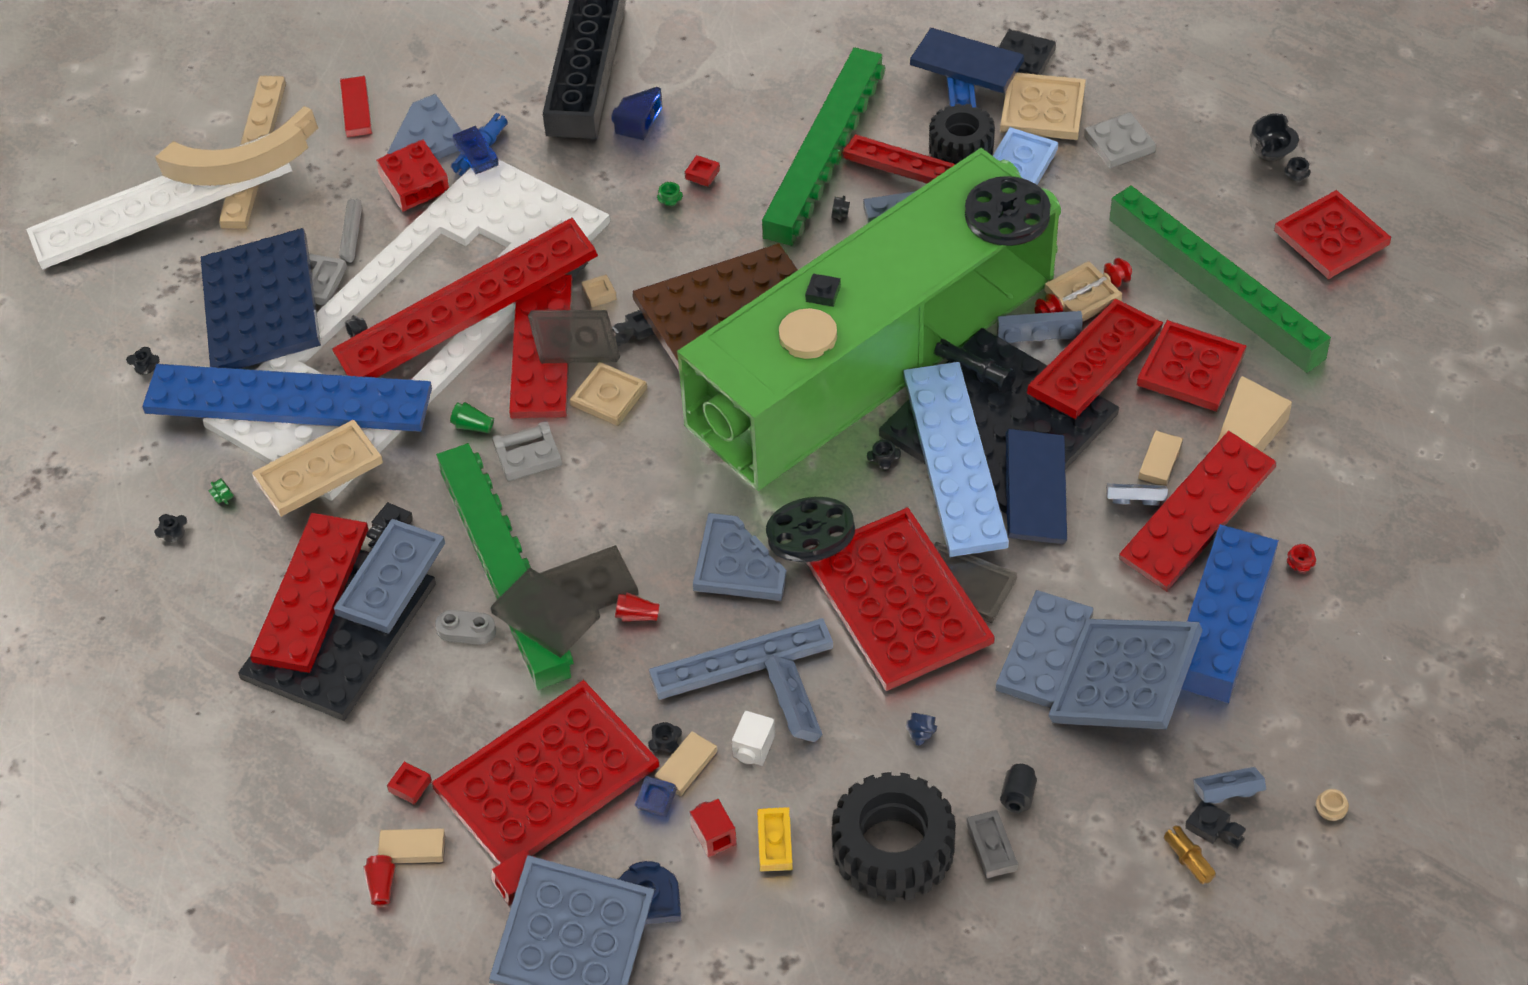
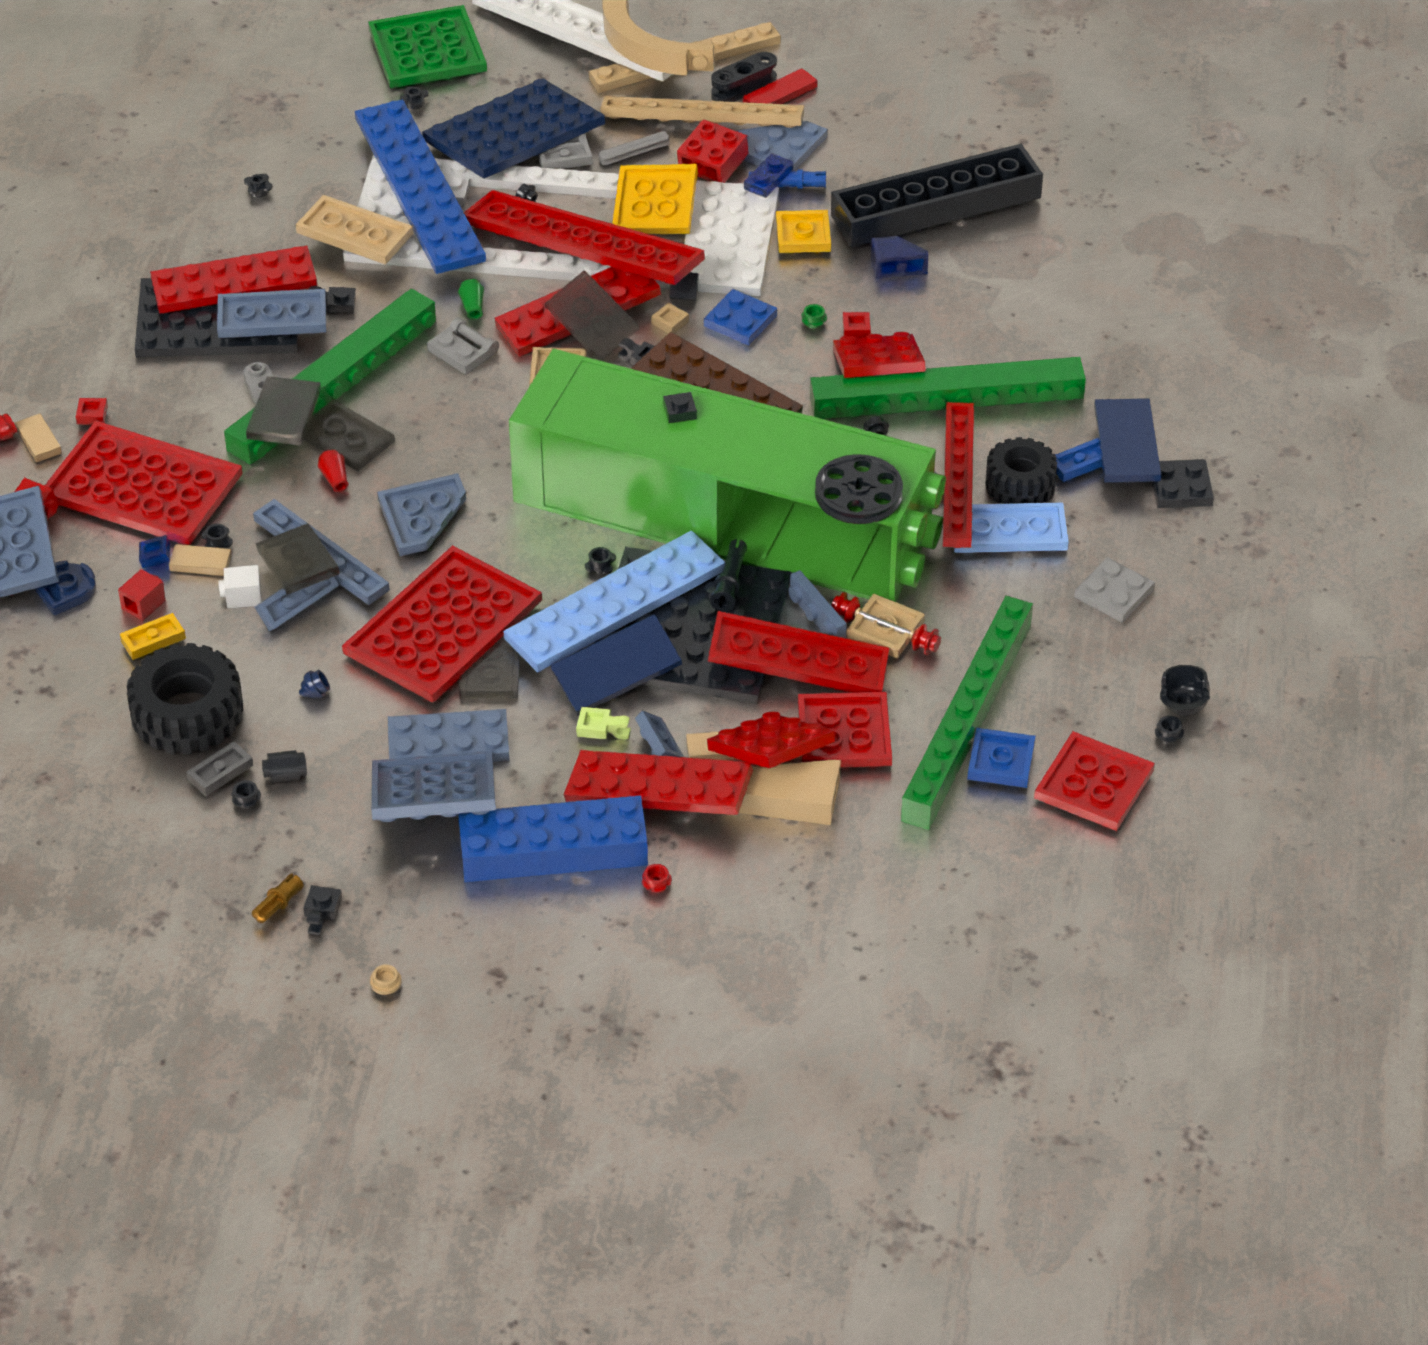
camera: 60 degrees right, 5 degrees down
(78, 324) = (427, 46): none -> green plate
(221, 491) = (308, 194): green plate -> none
(326, 117) = (743, 77): none -> black piece
(346, 163) = (697, 110): none -> tan plate
(447, 235) = (656, 198): none -> yellow plate
(556, 159) = (803, 231): none -> yellow plate
(631, 243) = (740, 317): none -> blue plate
(758, 674) = (297, 558): none -> clear smoke tile
(759, 168) = (878, 355): none -> red plate
(807, 333) = (621, 415): tan tile -> none
(810, 529) = (479, 540): black wedge -> none
(1036, 827) = (245, 794): none -> black plate
(1044, 105) = (1115, 518): tan plate -> none
(1093, 530) = (599, 722): none -> yellowish green plate
(1201, 410) = (770, 739): none -> red plate
(1229, 784) = (364, 901): sand blue plate -> none
(1282, 275) = (1001, 757): none -> blue plate

